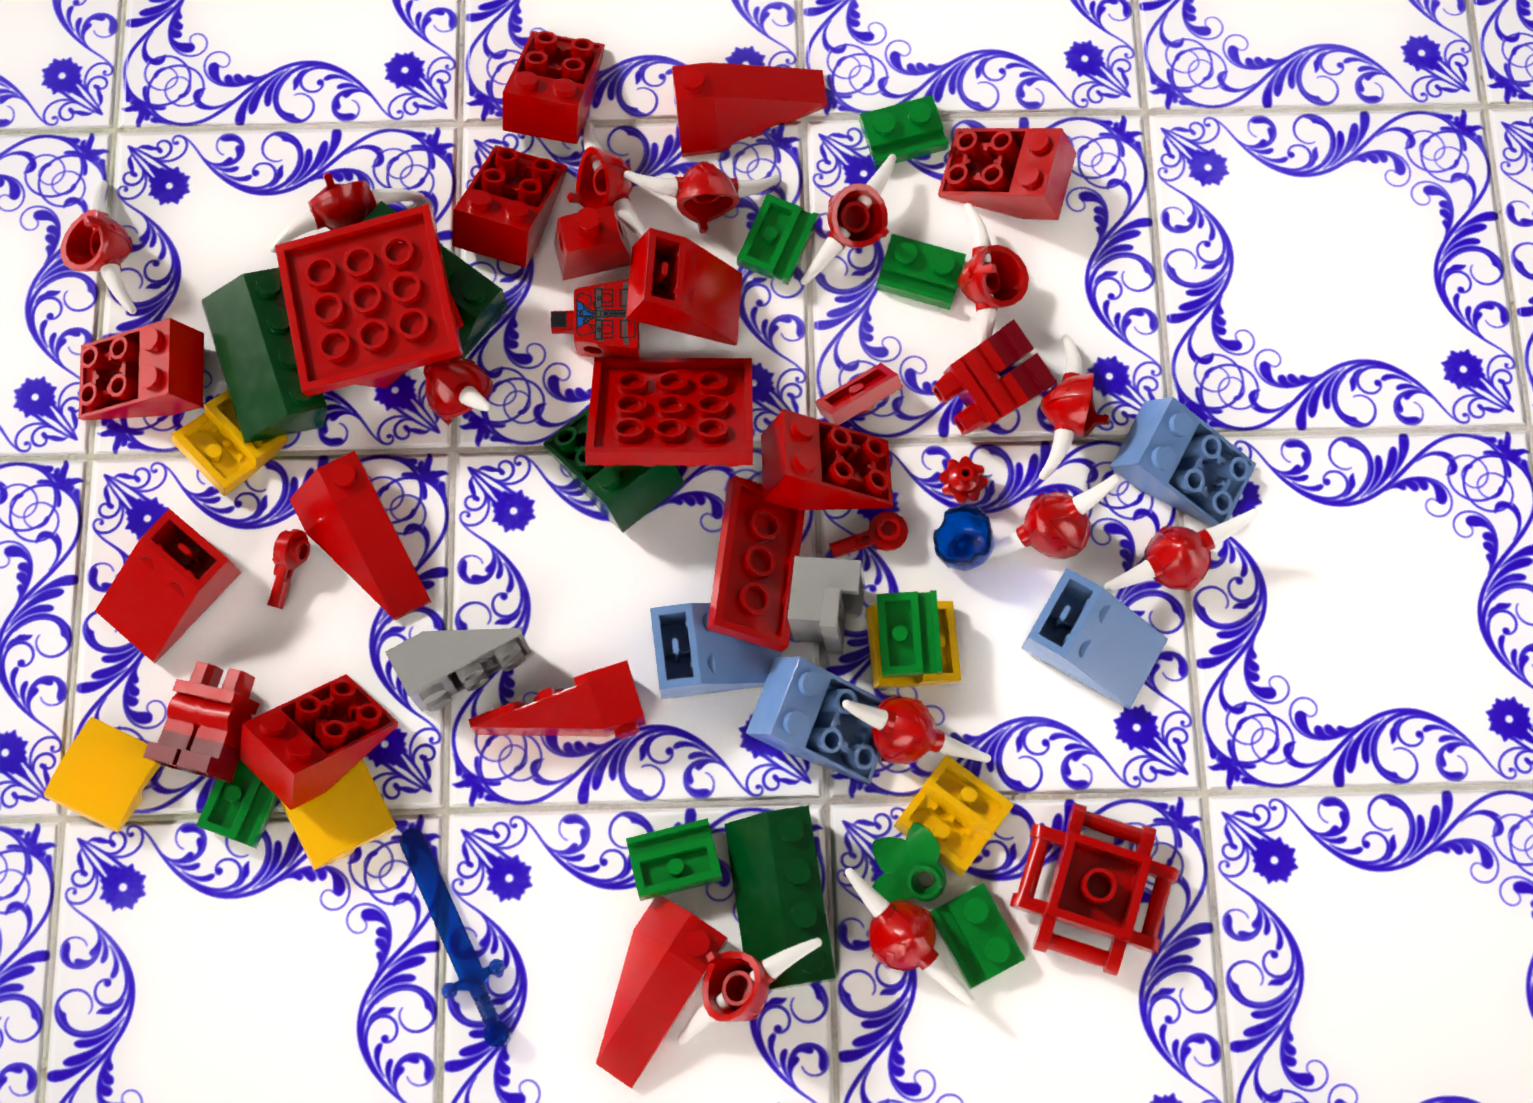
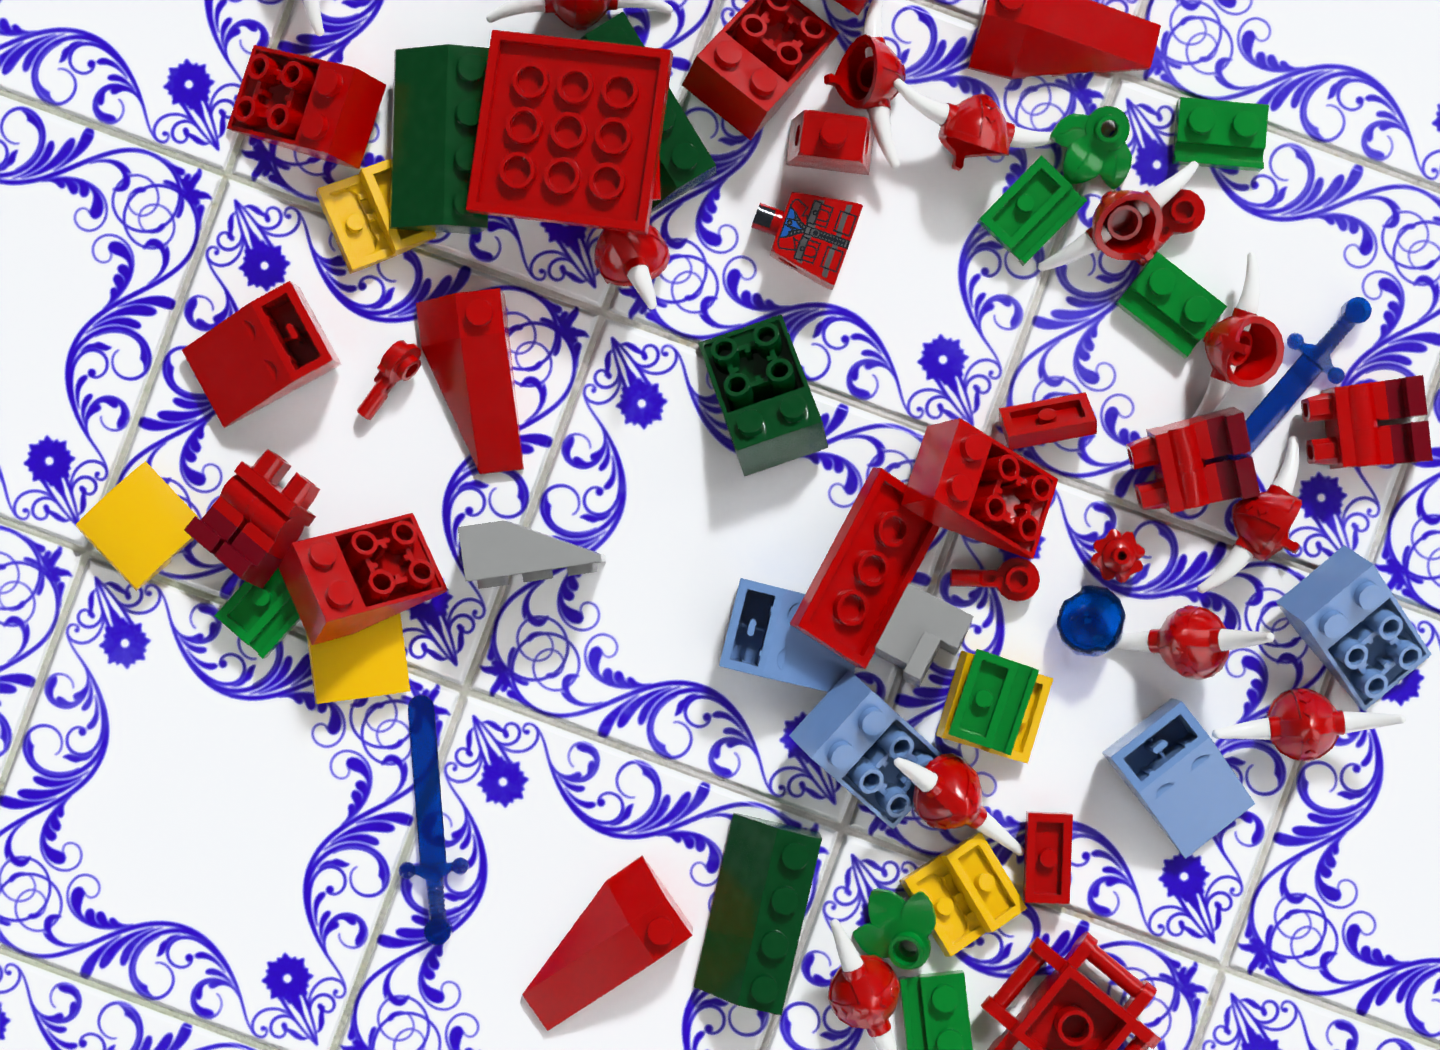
camera: 25 degrees right, 15 degrees up
(596, 706) = (647, 651): red wedge -> none
(670, 412) = (842, 374): red plate -> none
(674, 859) = (670, 831): green plate -> none
(683, 288) = (907, 237): red slope -> none
(739, 985) = (684, 988): red helmet -> none
(805, 178) = (1091, 152): none -> green plate
(900, 199) = (1180, 216): none -> red plate
(1010, 170) = (1314, 227): red slope -> none
(1012, 753) = (1047, 857): none -> red plate
(1051, 281) = (1305, 370): none -> clear blue sword
(1121, 300) = (1353, 427): none -> red hips

